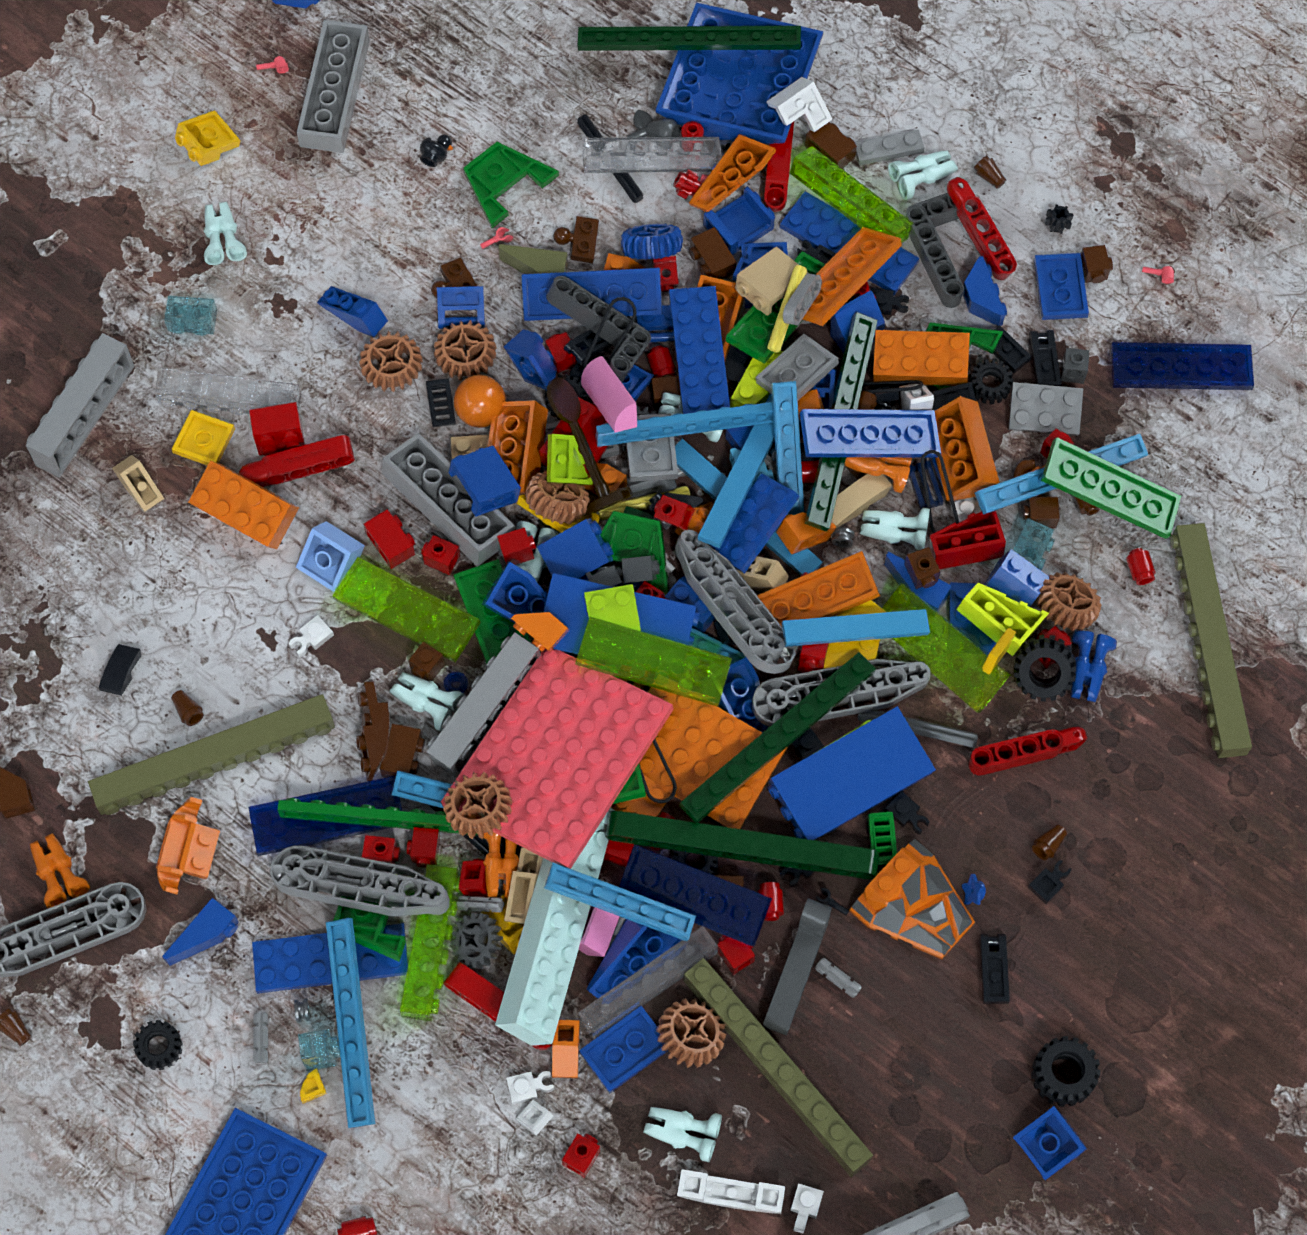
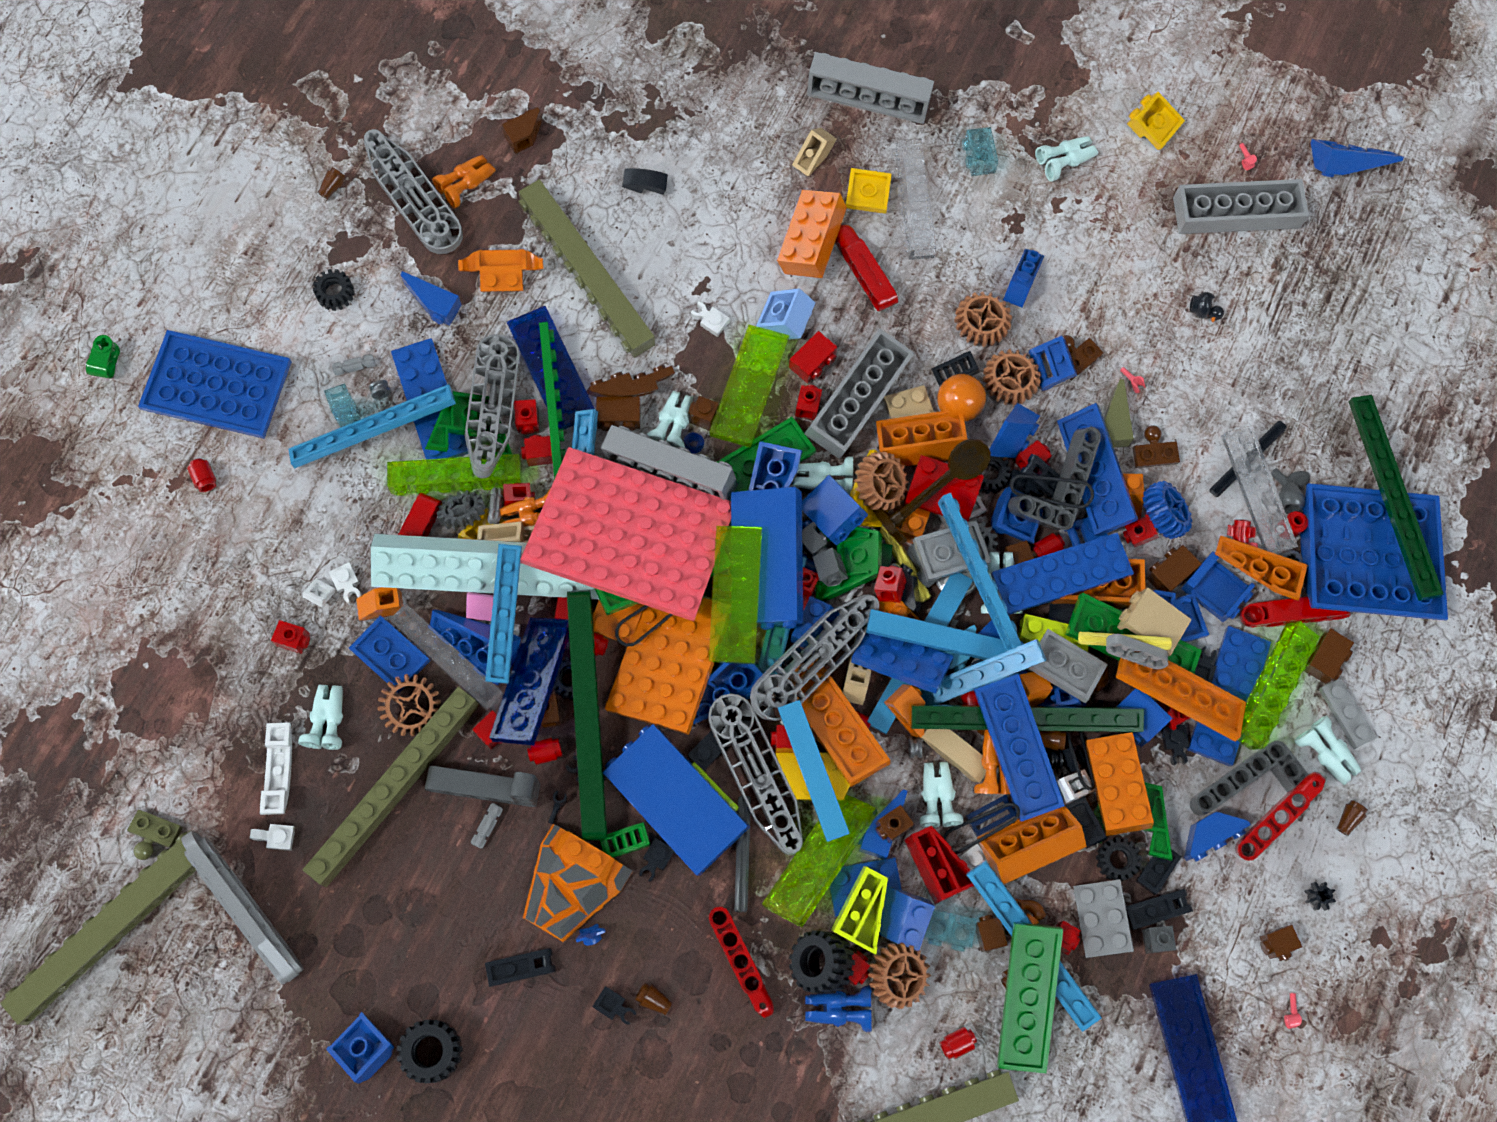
camera: 75 degrees right, 5 degrees up
(187, 708) = (622, 239): reddish brown cone -> none
(276, 428) = (889, 241): red brick -> none
(312, 1087) = (319, 414): yellow tile -> none
(474, 818) = (562, 484): nougat gear -> none
(485, 480) = (879, 415): blue panel -> none
(497, 172) = (1199, 363): green wing -> none
(517, 546) = (824, 458): red brick -> none
(542, 627) = (742, 490): orange slope -> none
(565, 461) = (913, 477): lime wing -> none
(609, 395) = (986, 499): bright pink brick -> none
(614, 606) = (777, 548): lime wing -> none
(777, 737) = (692, 722): dark green plate -> none
(798, 100) = (1359, 609): white panel -> none
(998, 651) = (819, 910): yellow tile -> none
(1061, 286) = (1245, 911): blue plate -> none

